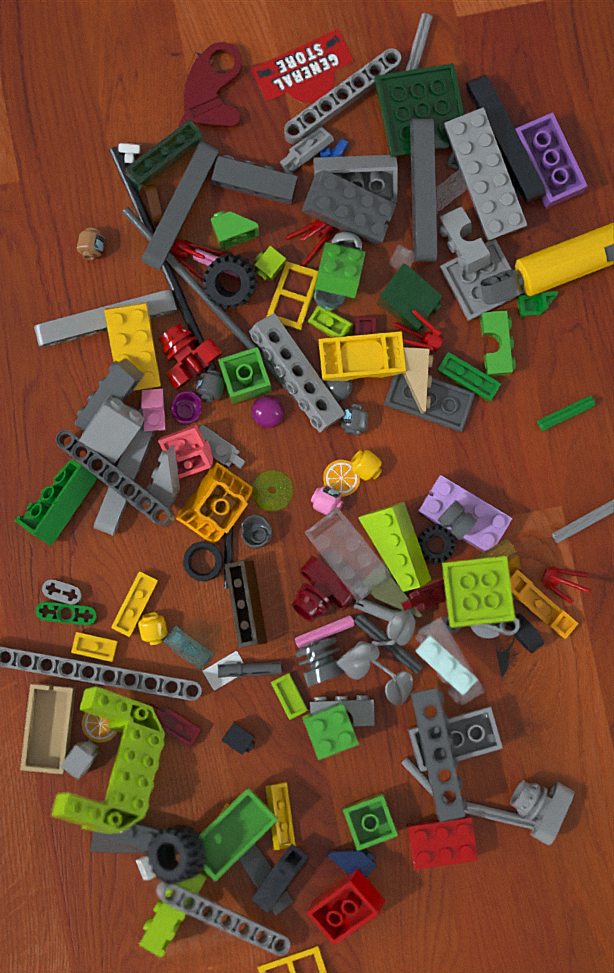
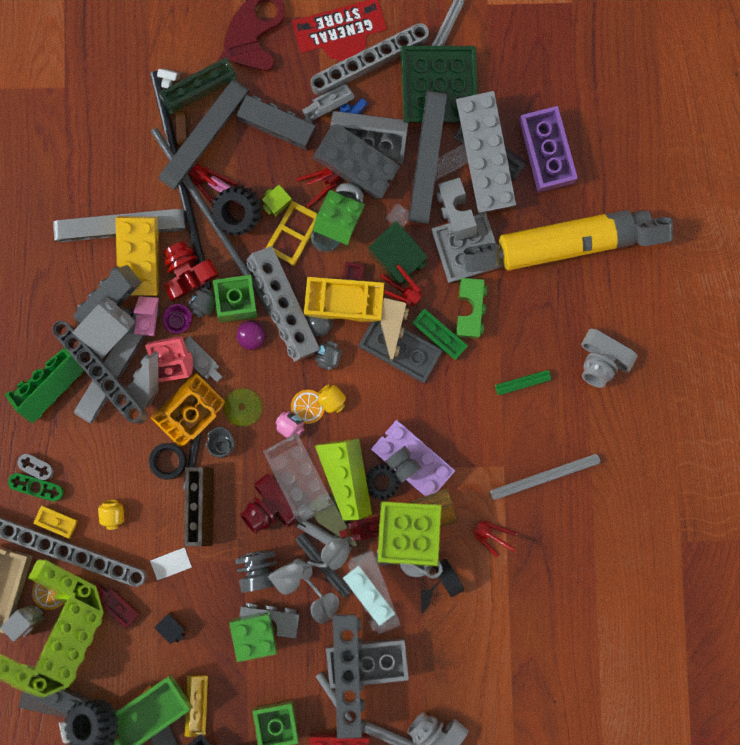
camera: 15 degrees right, 0 degrees up
(91, 243) = (118, 155): medium nougat head -> none
(134, 604) = (99, 489): yellow plate -> none
(188, 647) = (139, 537): clear light blue slope -> none
(233, 229) = (247, 164): bright green slope -> none
(249, 669) = (183, 565): dark grey pin -> none
(289, 696) = (224, 597): lime tile -> none
(324, 631) = (267, 544): bright pink axle -> none
(331, 323) = (323, 264): lime slope -> none
(510, 146) = (511, 123): black beam -> none
(535, 304) = (512, 278): green slope -> none
(541, 605) = (468, 554): light orange slope -> none

